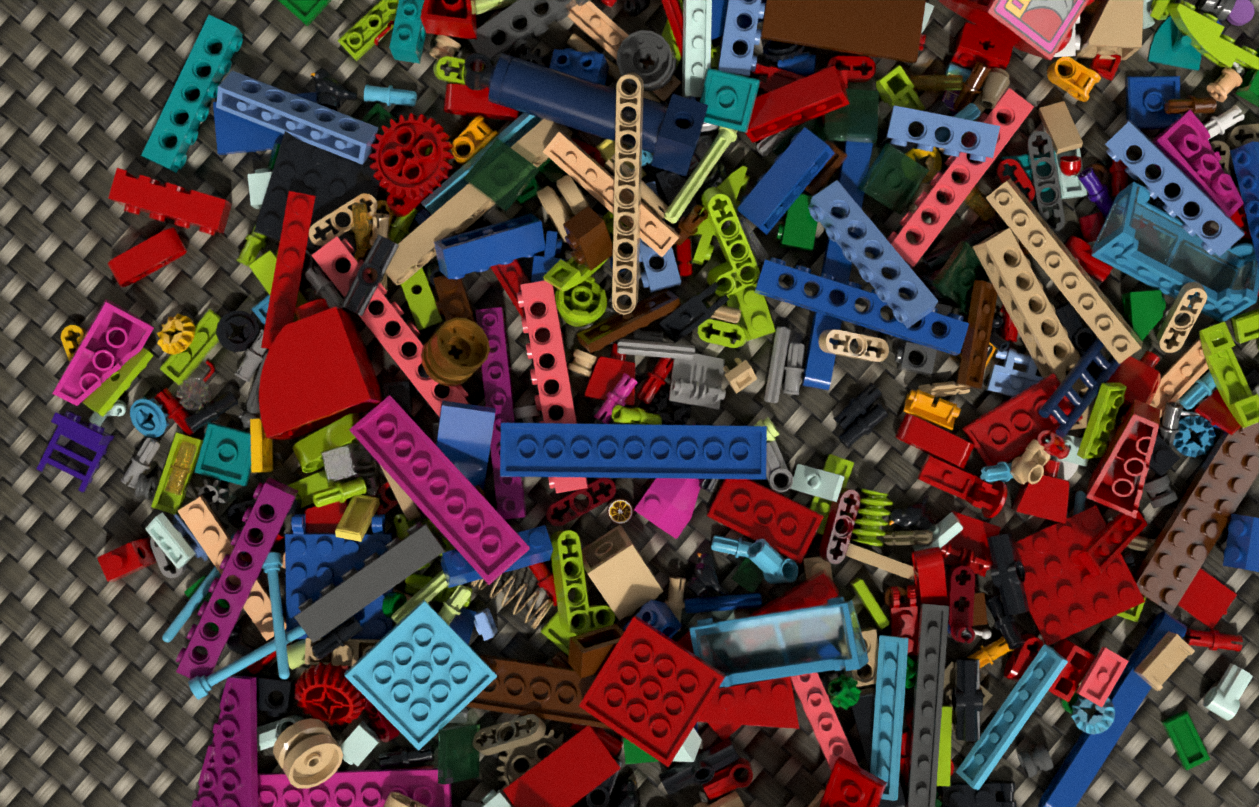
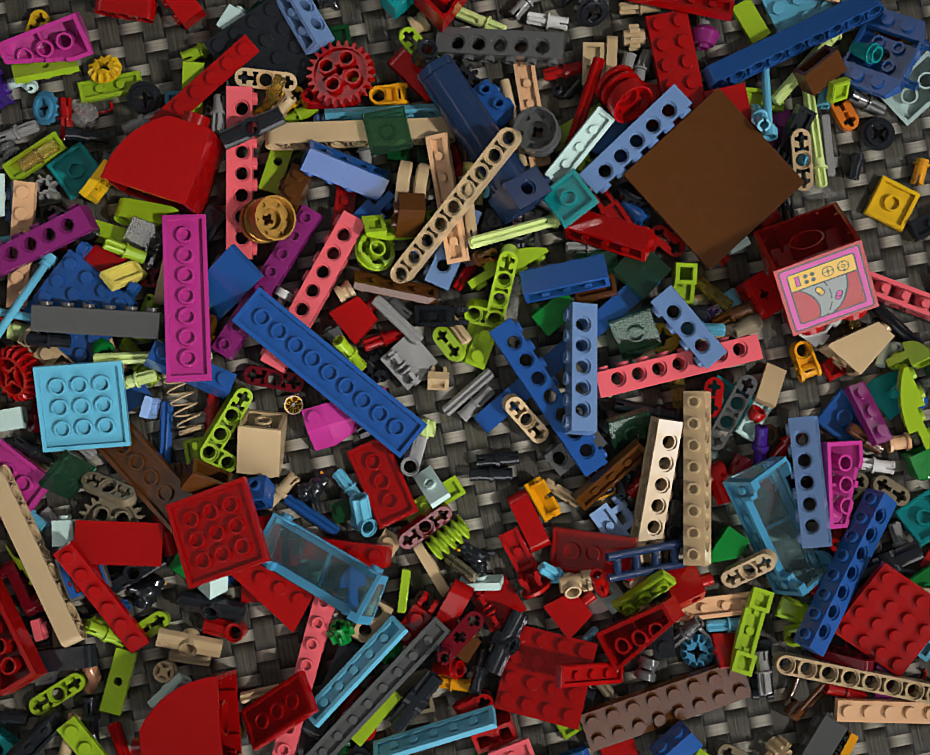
camera: 40 degrees right, 0 degrees up
(390, 95) = (360, 25): medium azure axle -> none
(516, 634) = (165, 430): none -> blue axle
(616, 398) = (346, 330): dark pink pin -> none
(980, 643) = (453, 670): none -> red cone
(1175, 80) = (868, 414): none -> magenta plate

